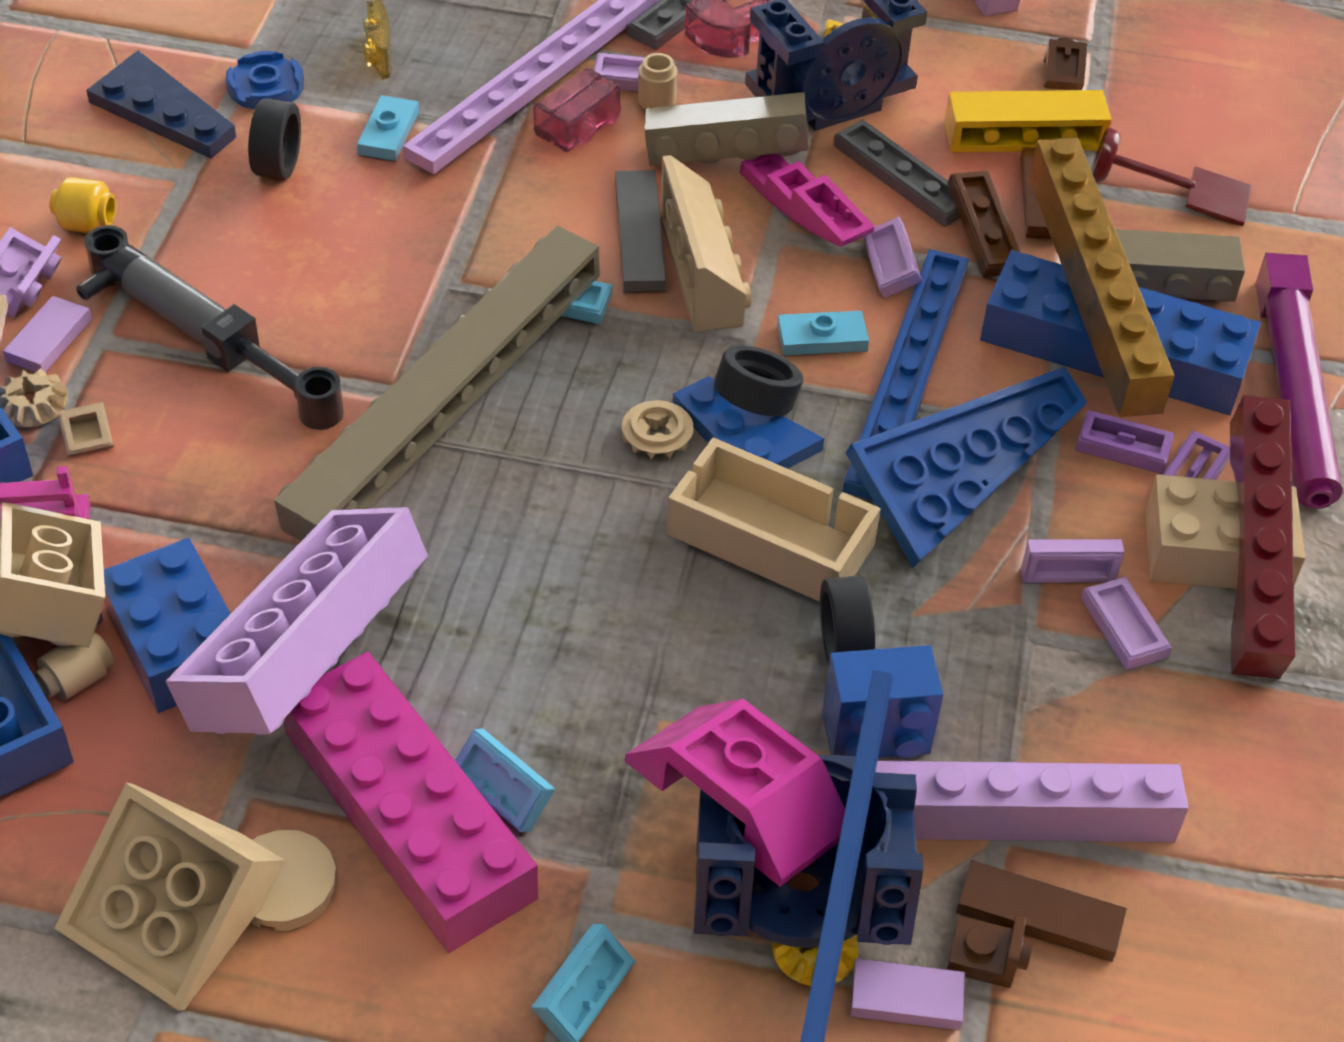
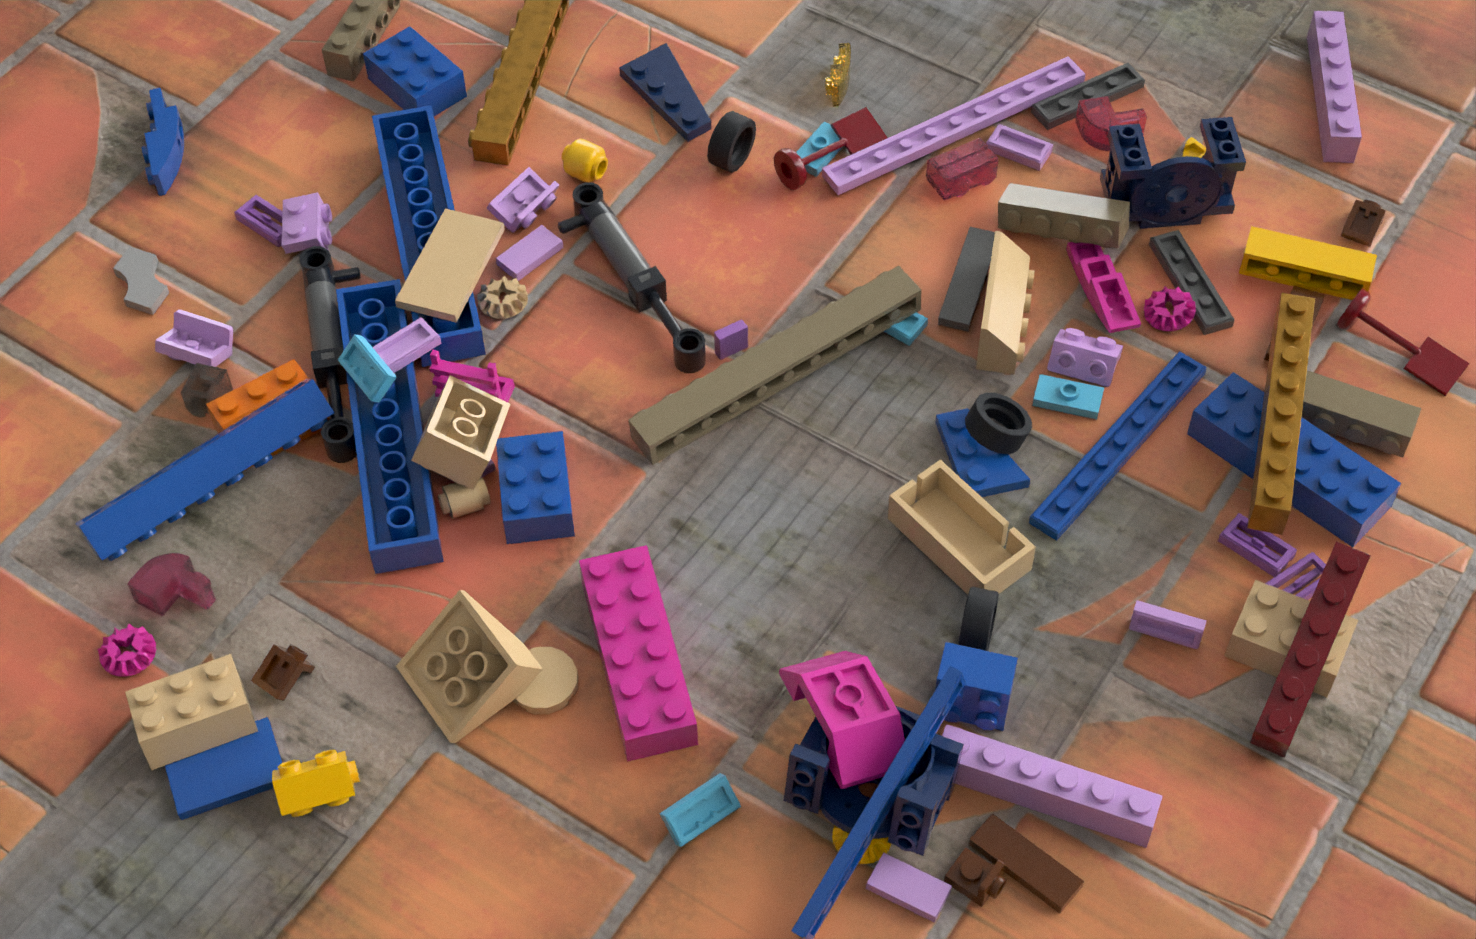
camera: 25 degrees right, 5 degrees up
(85, 429) = (530, 330): tan slope -> none
(249, 83) = (749, 95): blue tile -> none
(297, 622) = (610, 510): lavender brick -> none
(369, 371) = (731, 339): none -> medium lavender tile
(425, 96) = (855, 133): none -> dark red piece
(504, 780) = (703, 658): medium azure plate -> none
(654, 416) = (918, 428): tan gear -> none
(657, 81) = (1029, 163): tan brick -> none
(822, 283) = (1084, 356): none -> lavender bracket
(892, 257) = (1147, 350): lavender tile -> none
(913, 204) = (1158, 315): none -> dark pink gear
(950, 462) = (1108, 525): blue wing -> none
(983, 220) = (1232, 338): reddish brown tile -> none
(1126, 623) = (1188, 681): lavender tile -> none
(1283, 298) = (1417, 535): magenta brick -> none

